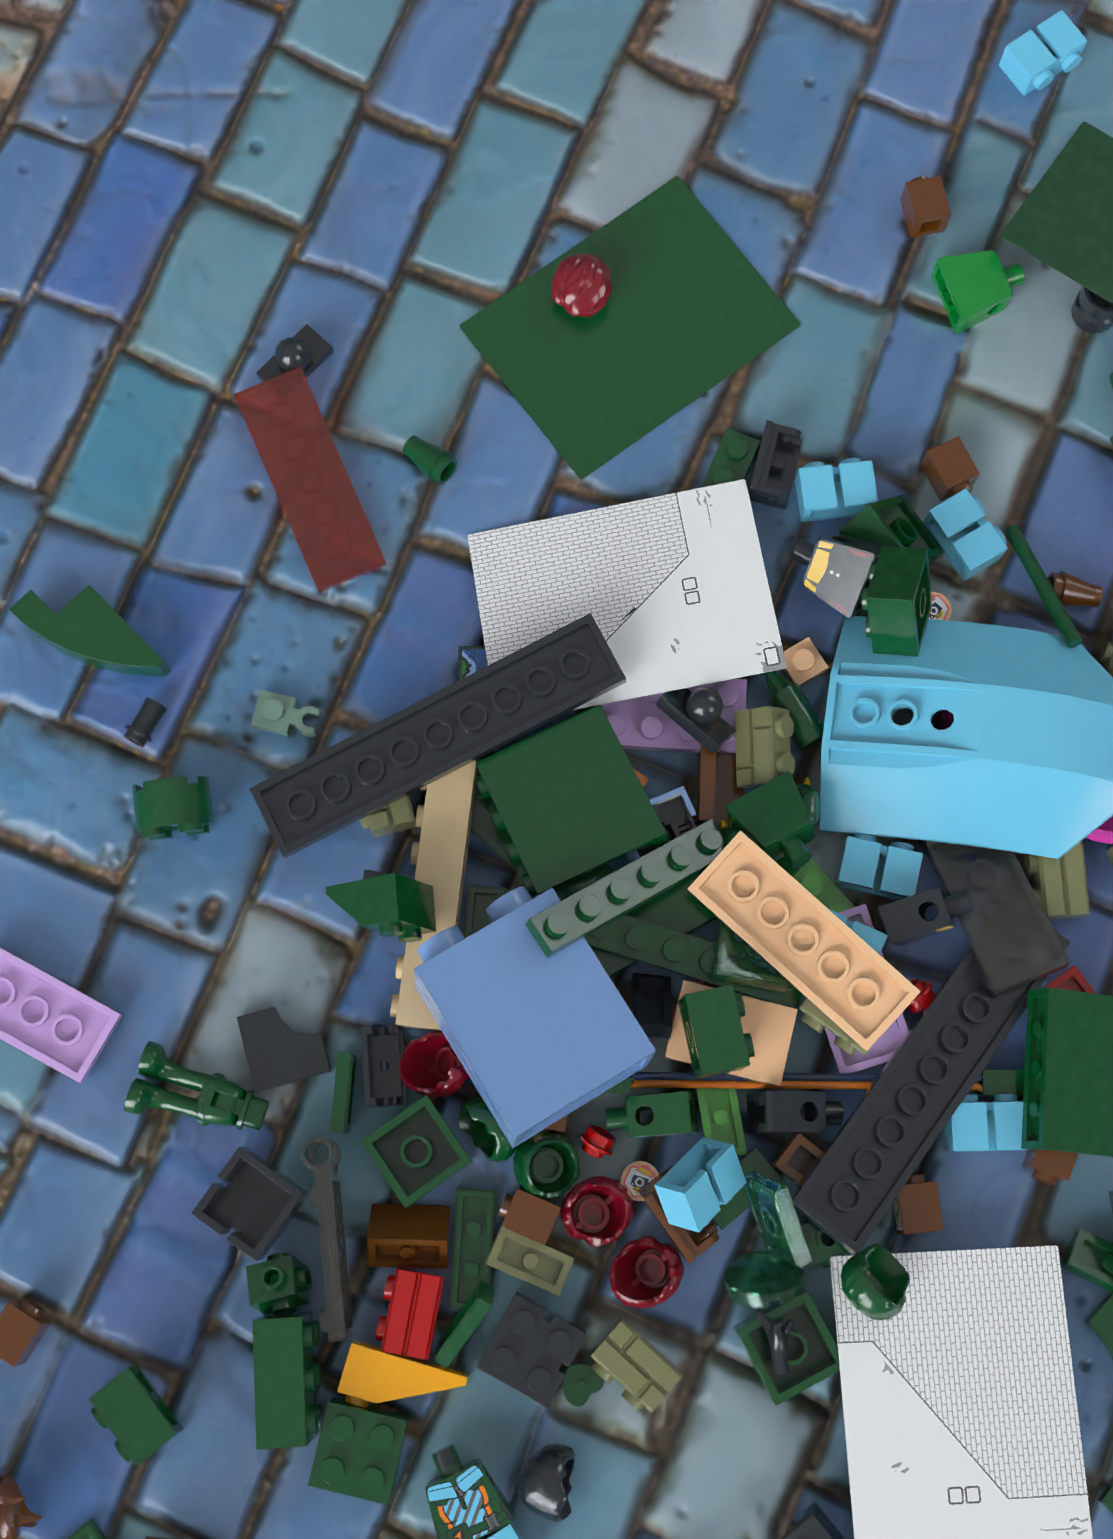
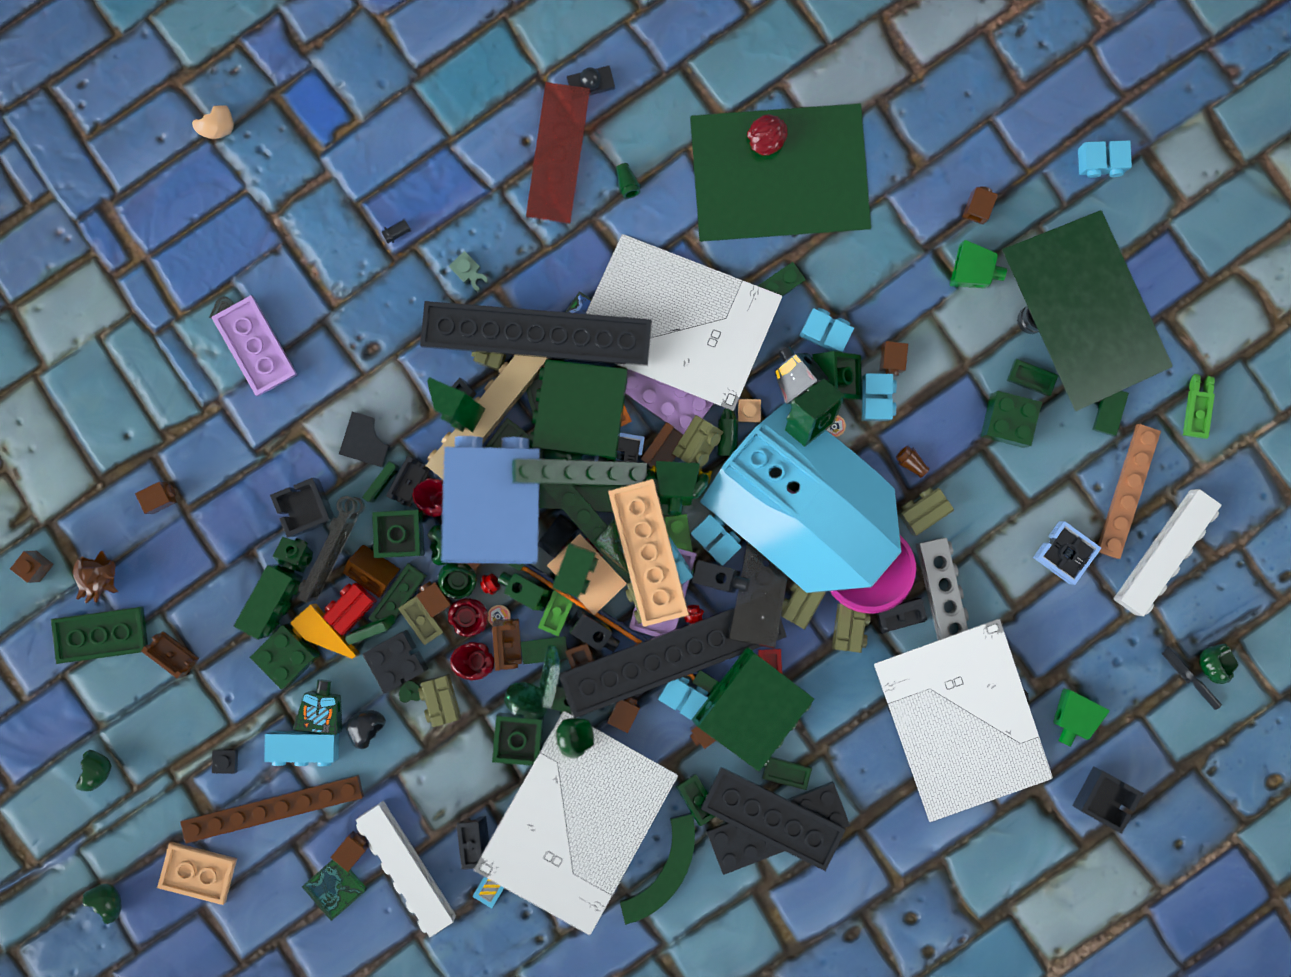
camera: 30 degrees right, 10 degrees up
(90, 633) = (396, 165): dark green slope -> none
(134, 1415) = (189, 572): dark green brick -> none
(172, 806) = (382, 284): dark green brick -> none
(219, 1099) = (319, 446): dark green piece -> none
(698, 715) = (674, 406): black tile -> none
(700, 1183) = (523, 636): medium azure piece -> none
(775, 465) = (804, 298): black hinge -> none
(777, 1339) = (511, 733): black bar -> none
(1043, 586) = (897, 451): dark green bar -> none

